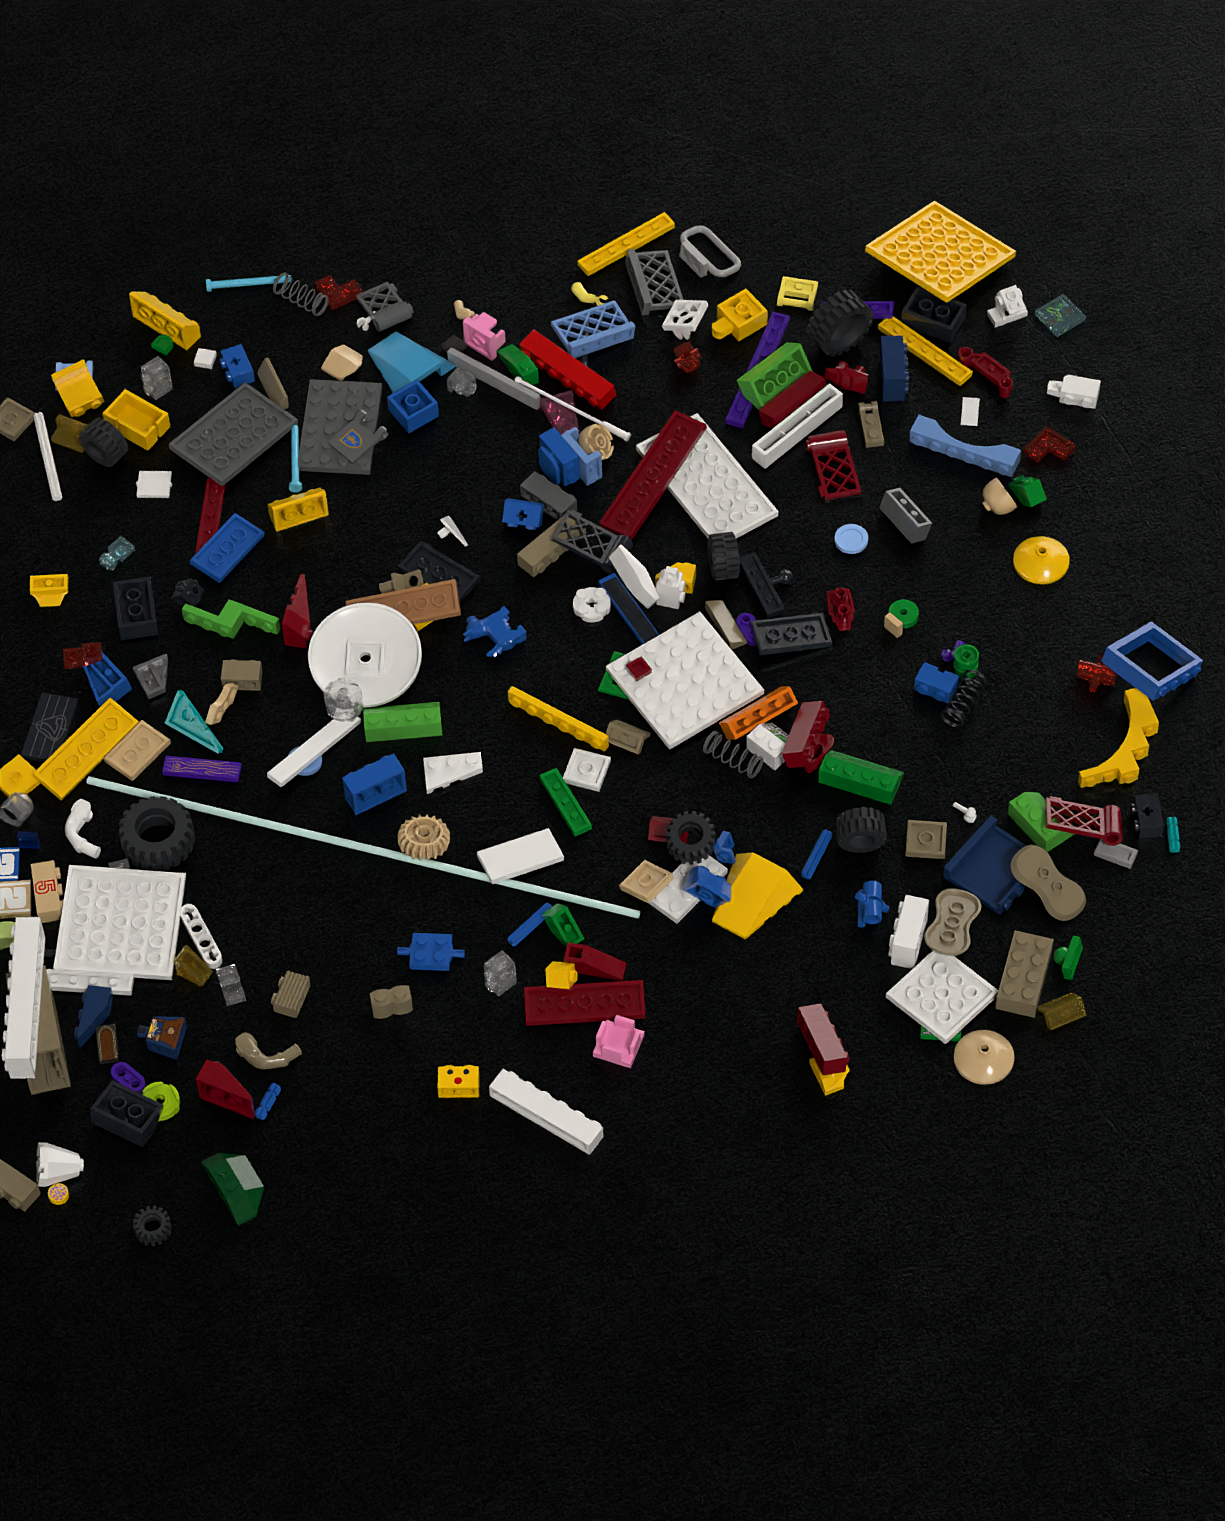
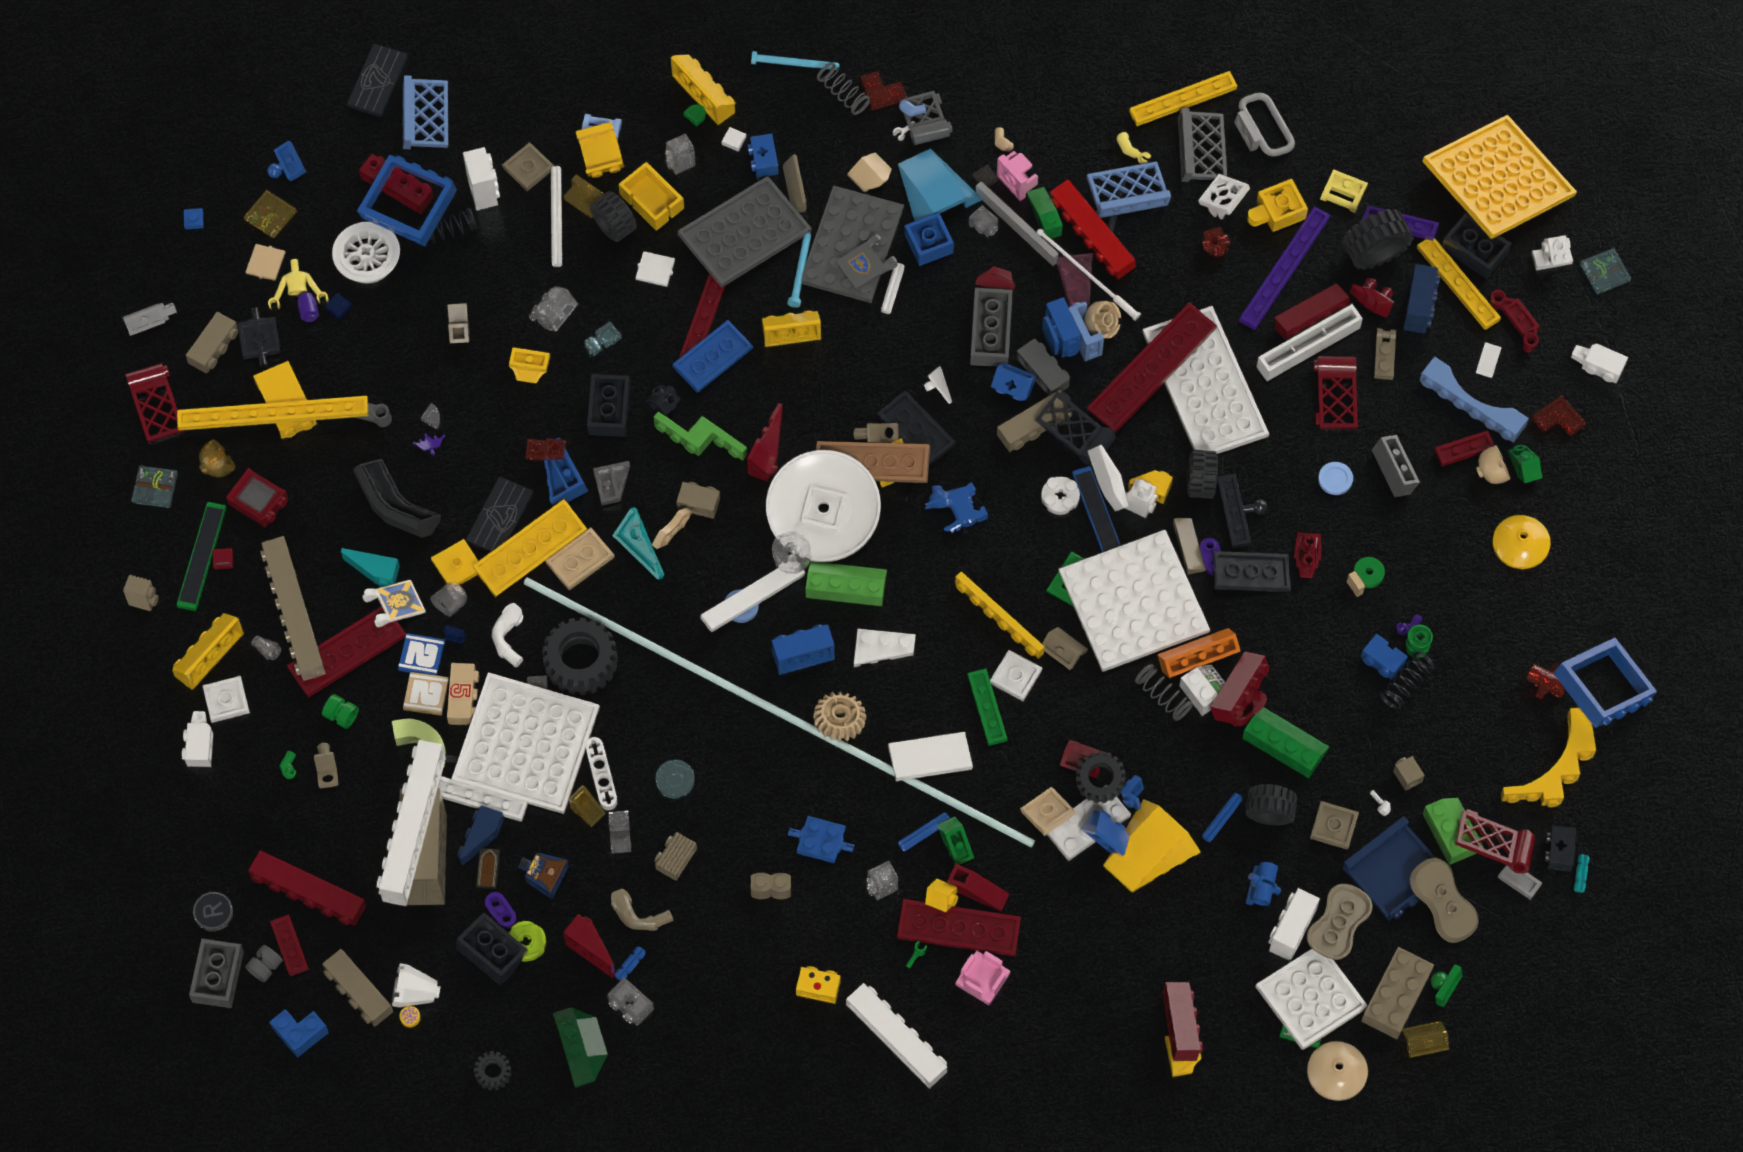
camera: 10 degrees right, 10 degrees up
(63, 534) = (553, 308): none -> clear brick
(202, 769) = (639, 592): dark purple tile -> none
(274, 926) = (675, 779): none -> clear light blue tile
(276, 1134) = (624, 992): none -> clear brick
(370, 300) = (911, 110): none -> medium blue arm
(387, 457) = (892, 289): none -> white axle
(486, 430) = (996, 279): none -> dark red slope
(490, 470) = (991, 327): none -> dark grey brick
(549, 1033) = (917, 952): none -> green hand
(638, 669) = (1090, 580): dark red tile -> none
(774, 374) = (1299, 280): bright green slope -> none
(965, 489) = (1463, 448): none -> dark red plate
(985, 779) = (1408, 772): none -> dark tan brick

